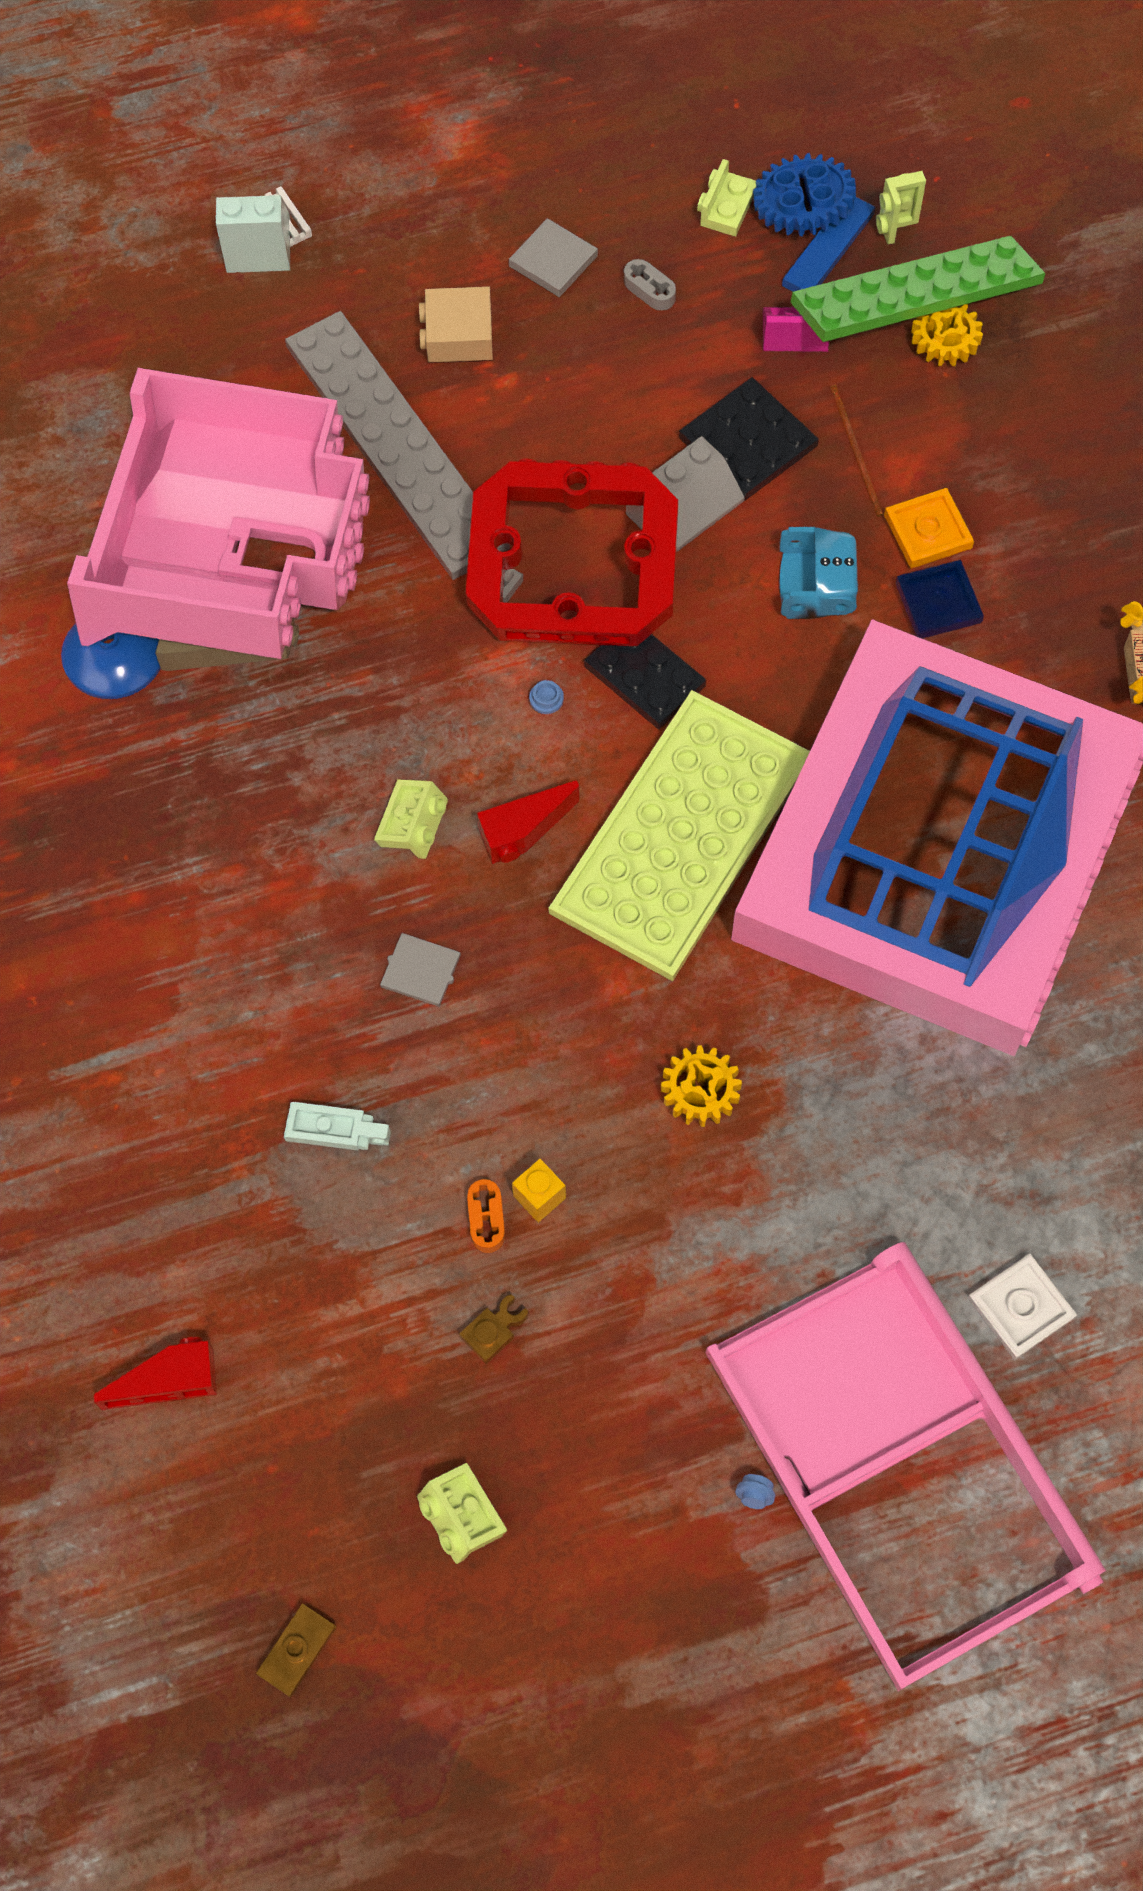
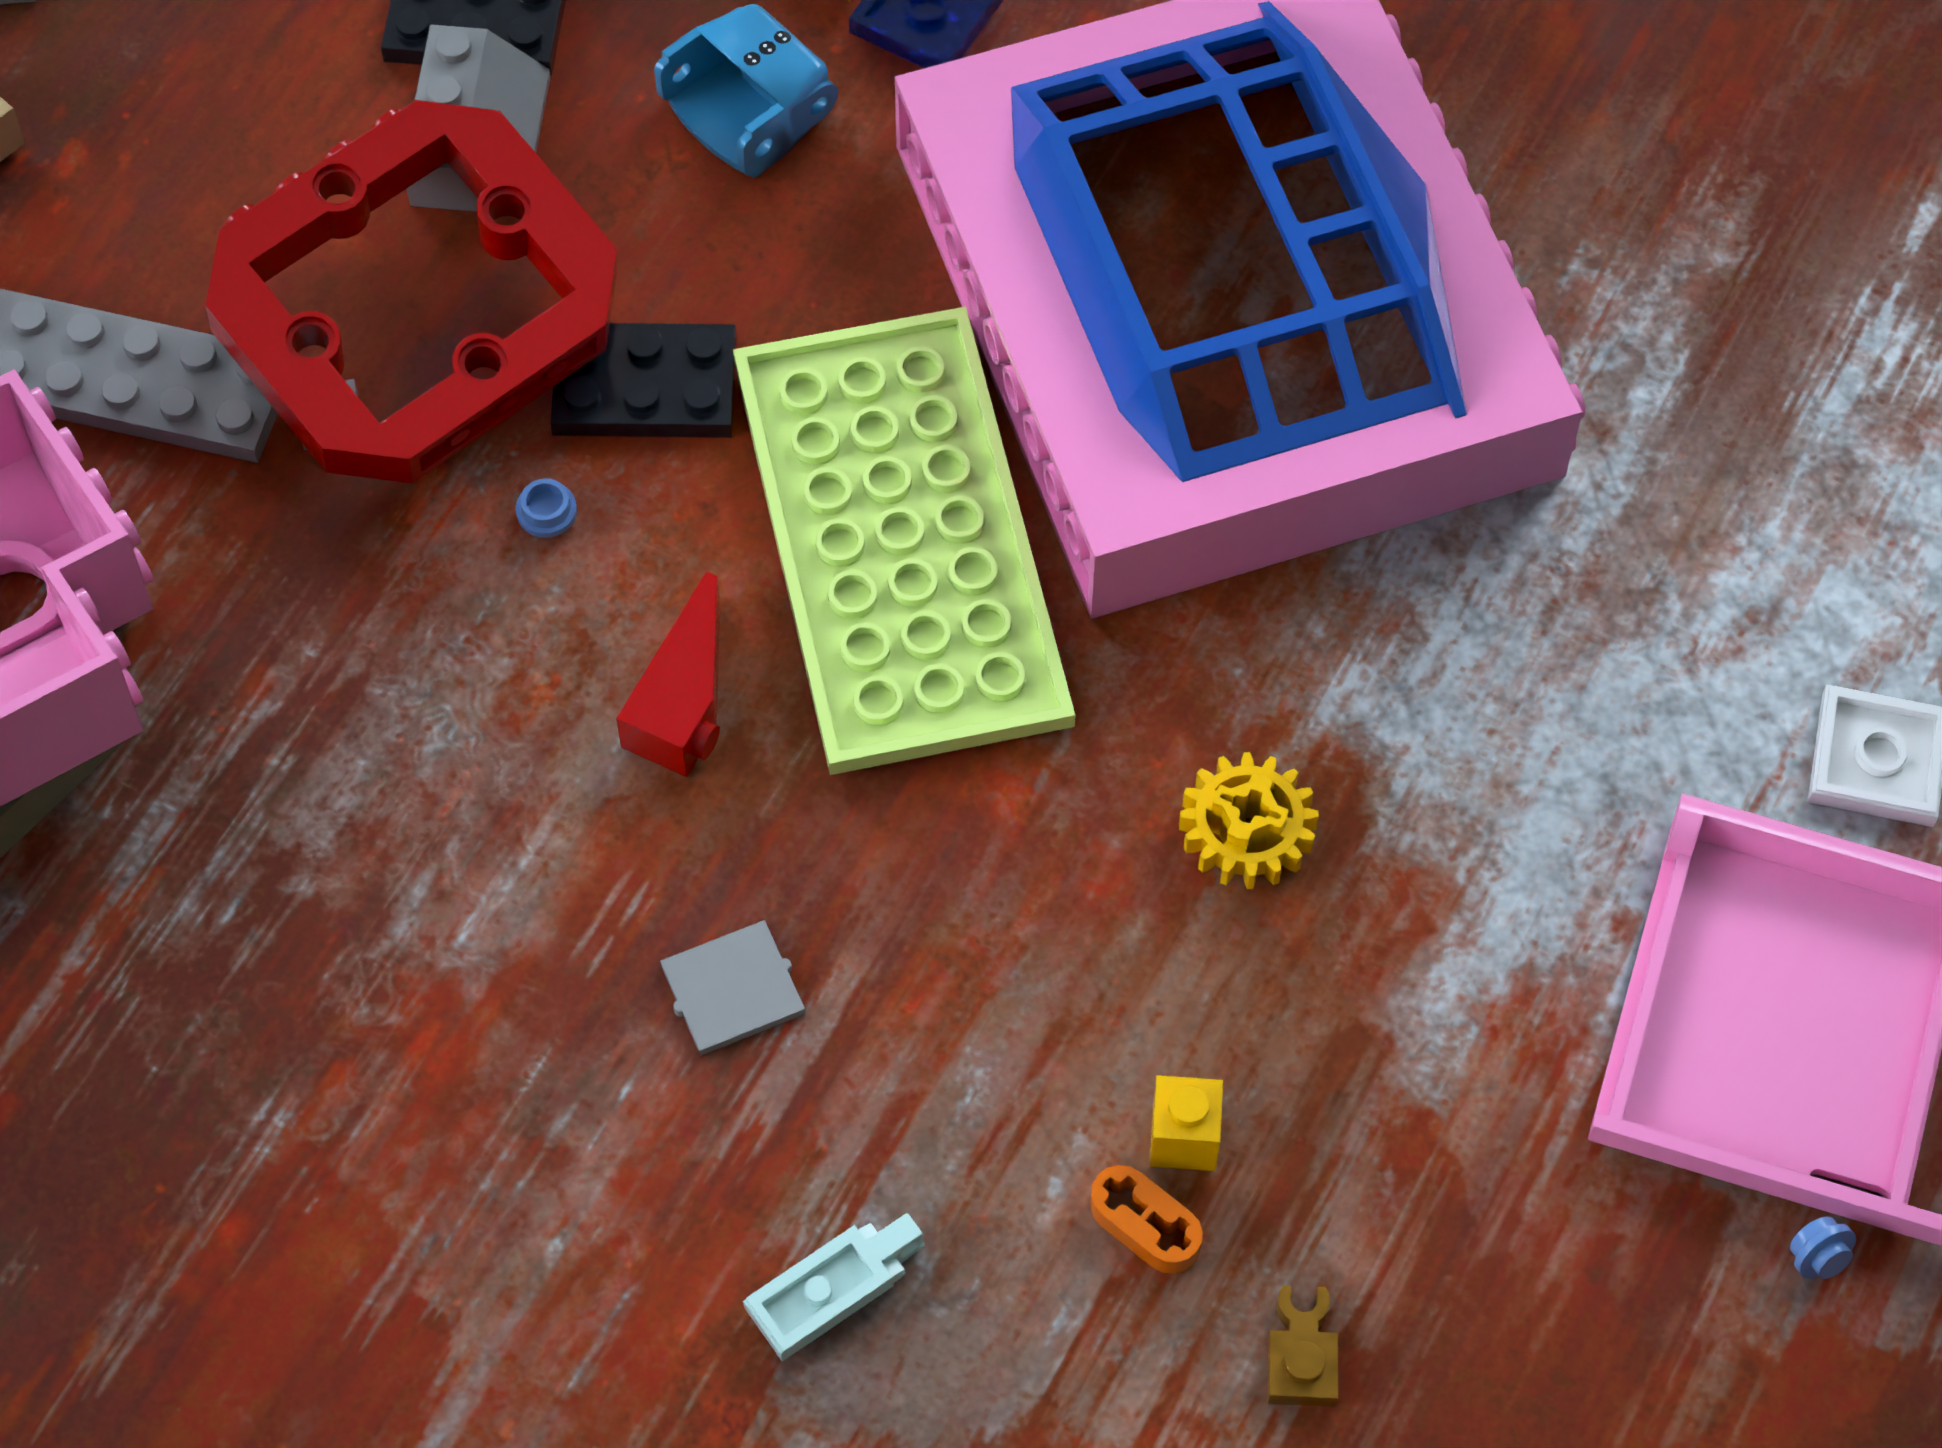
camera: 45 degrees left, 5 degrees down
(412, 817) = (522, 800): yellowish green bracket -> none

